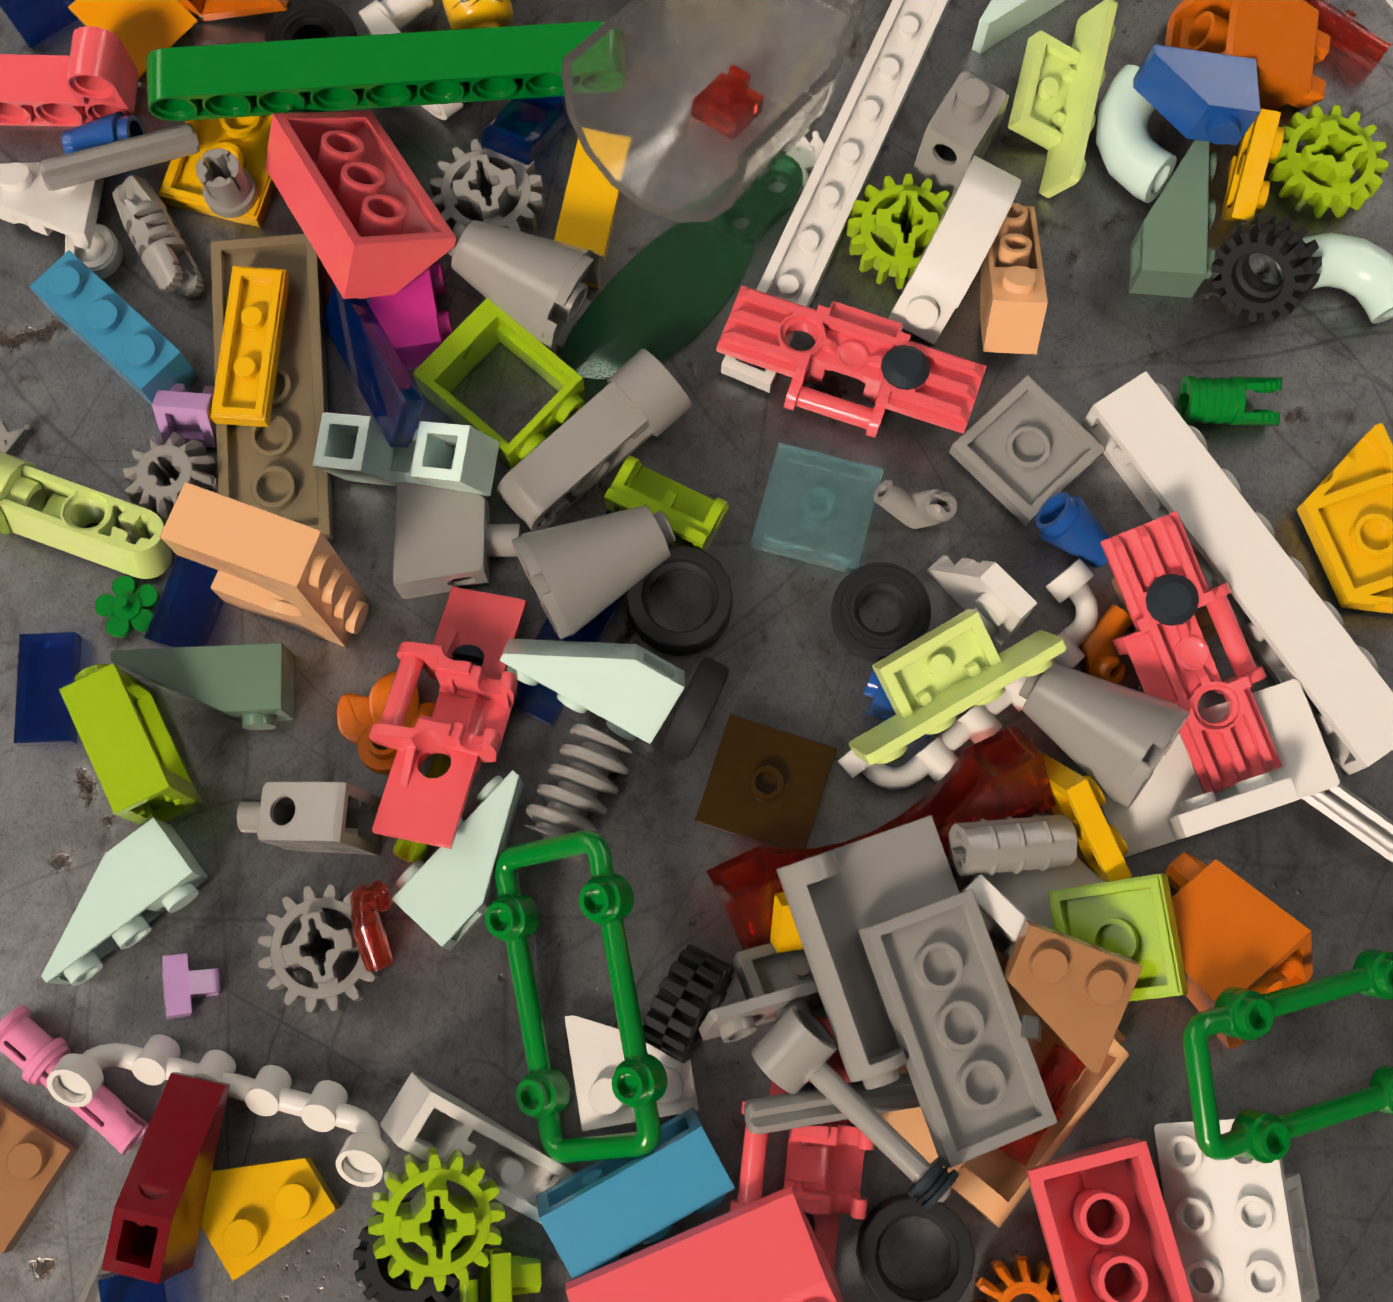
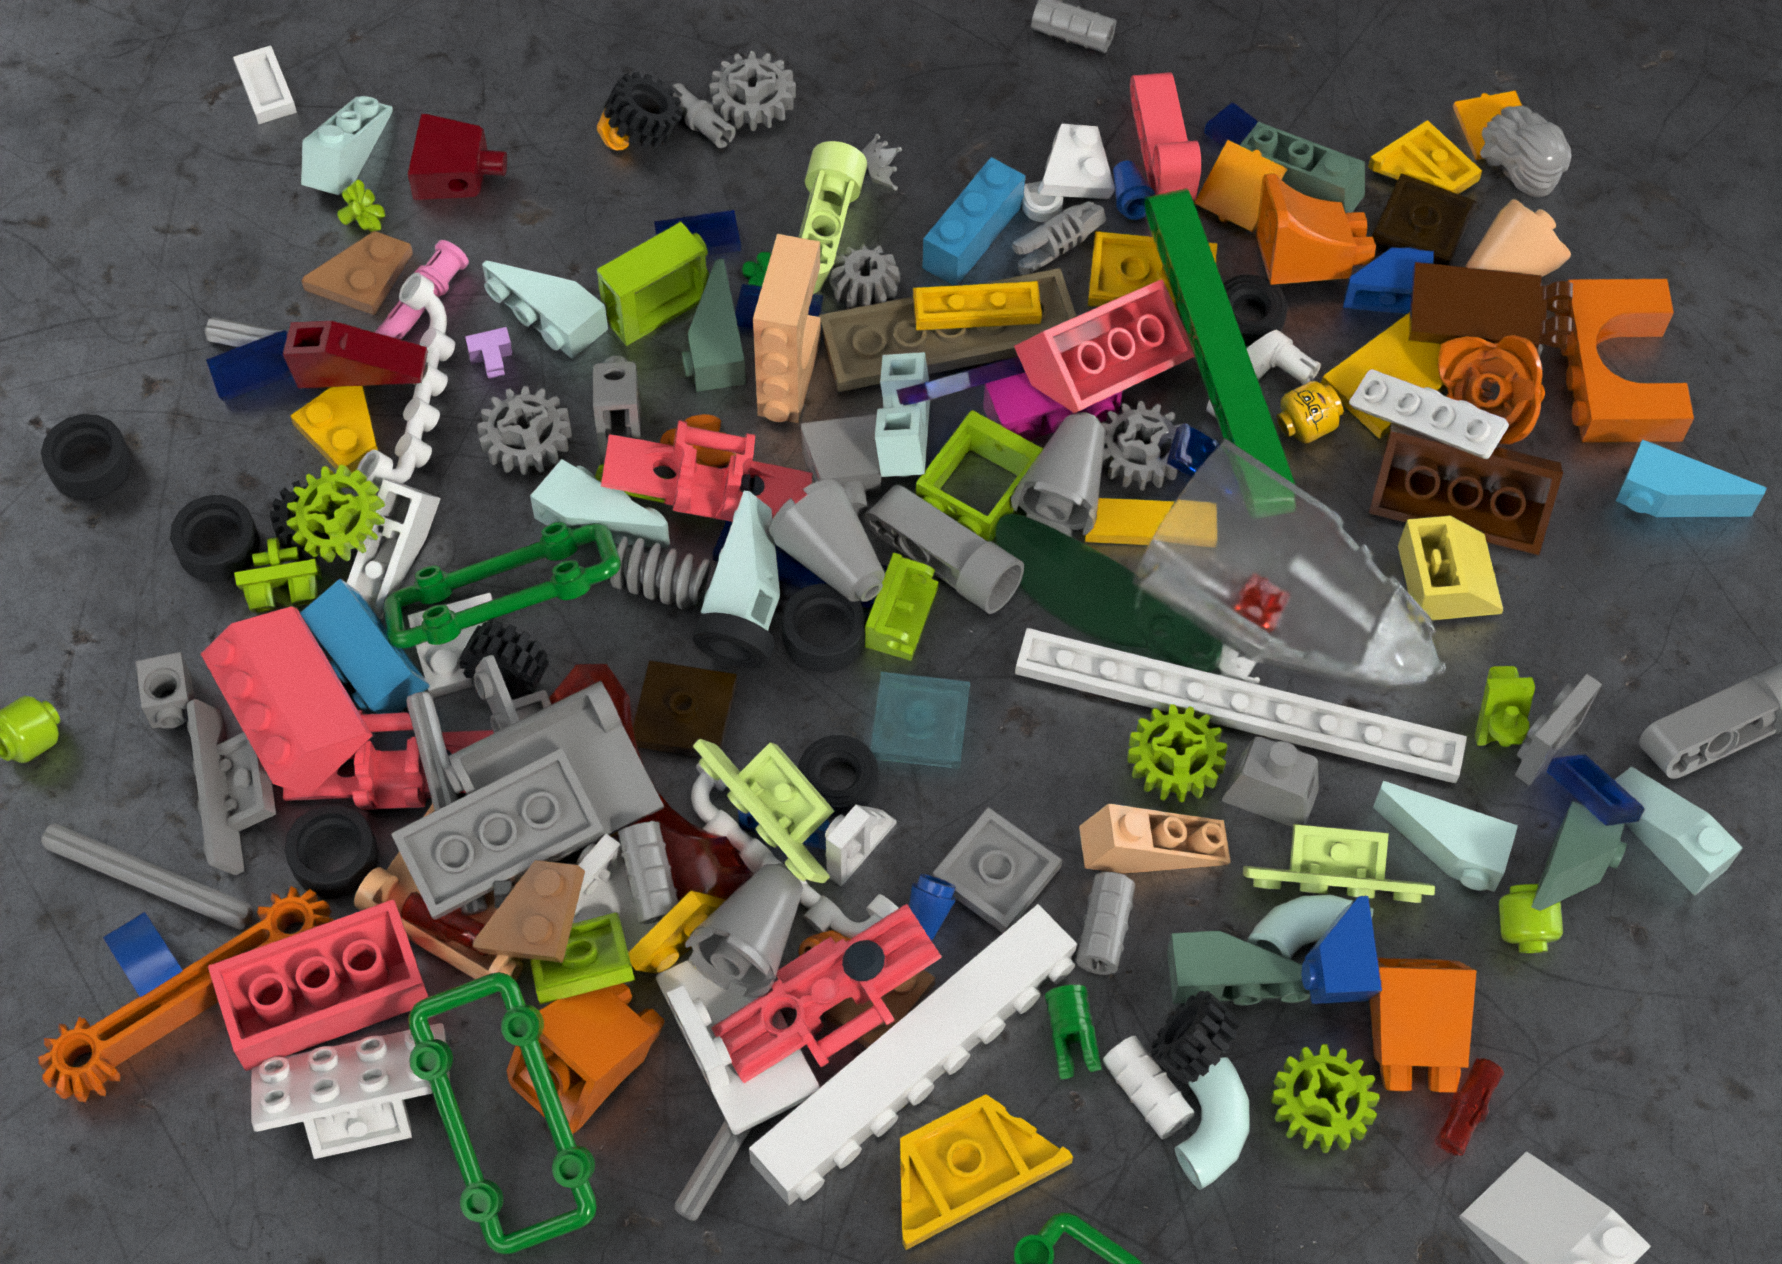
camera: 80 degrees right, 15 degrees down
(119, 157) = (1112, 196): light grey axle -> none
(185, 414) = (917, 272): lavender tile -> none
(226, 185) = (1111, 264): light grey bush -> none
(367, 924) = (540, 443): clear red arm -> none
(798, 1052) = (465, 721): light grey piece -> none
(856, 344) = (1061, 725): coral piece -> none
(917, 508) = (931, 792): light grey arm -> none
(956, 249) = (1162, 777): white arch -> none
(1105, 343) = (1105, 923): none -> light grey axle
(1246, 185) = (1302, 1023): yellow wing -> none
(1301, 334) = (1148, 1087): none -> white axle

